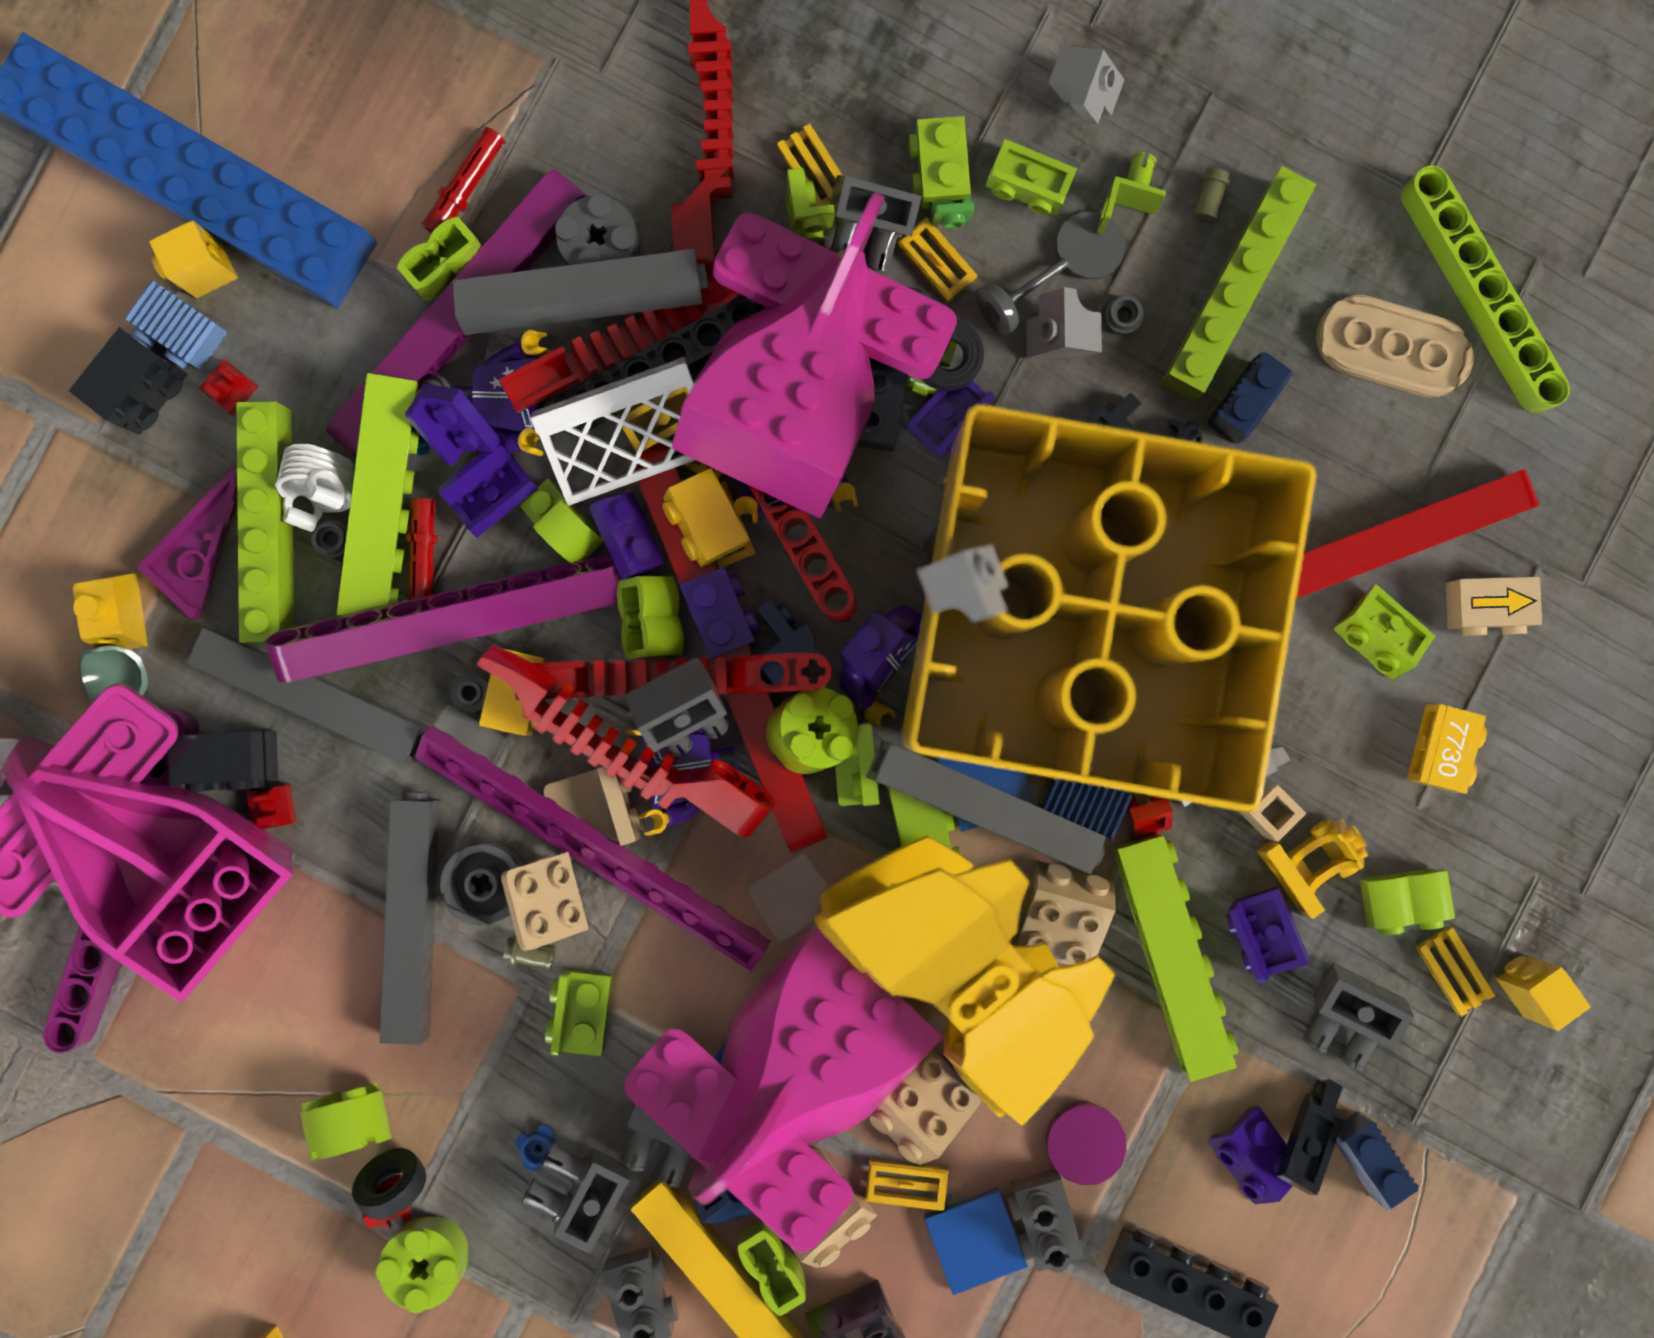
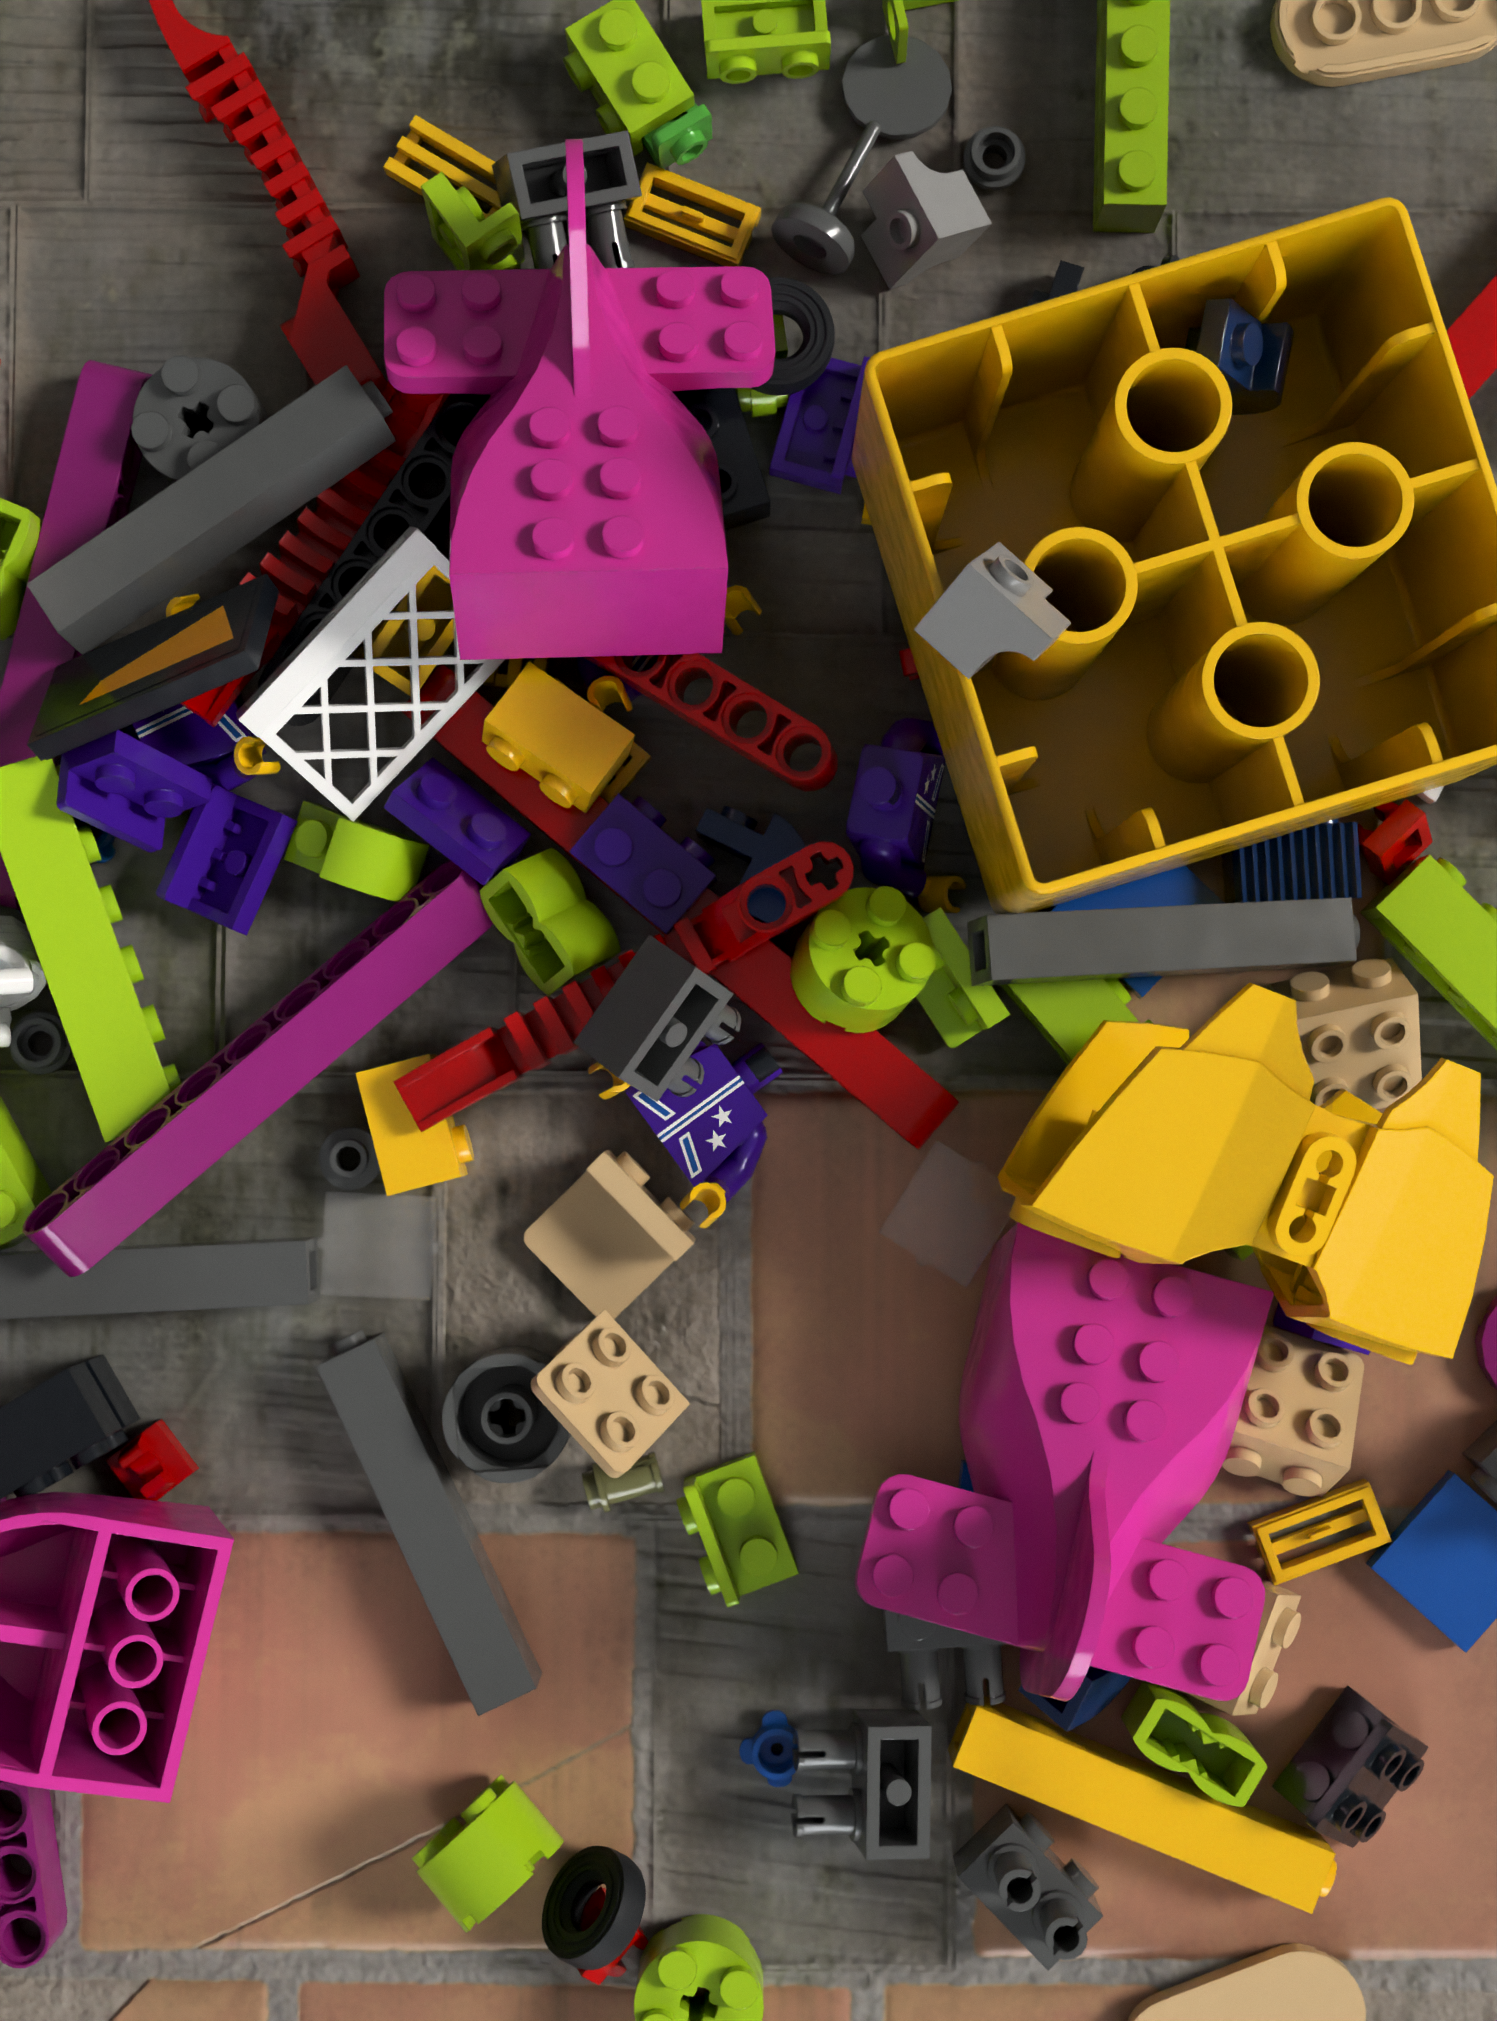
camera: 20 degrees left, 0 degrees up
(421, 547) = (175, 988): red pin -> none
(499, 365) = (155, 668): none -> black tile
(591, 848) = (635, 1286): magenta plate -> none
(714, 789) = (769, 1112): red piece -> none
(1189, 506) = (1246, 352): none -> dark blue brick
(1250, 397) = (1232, 177): dark blue brick -> none

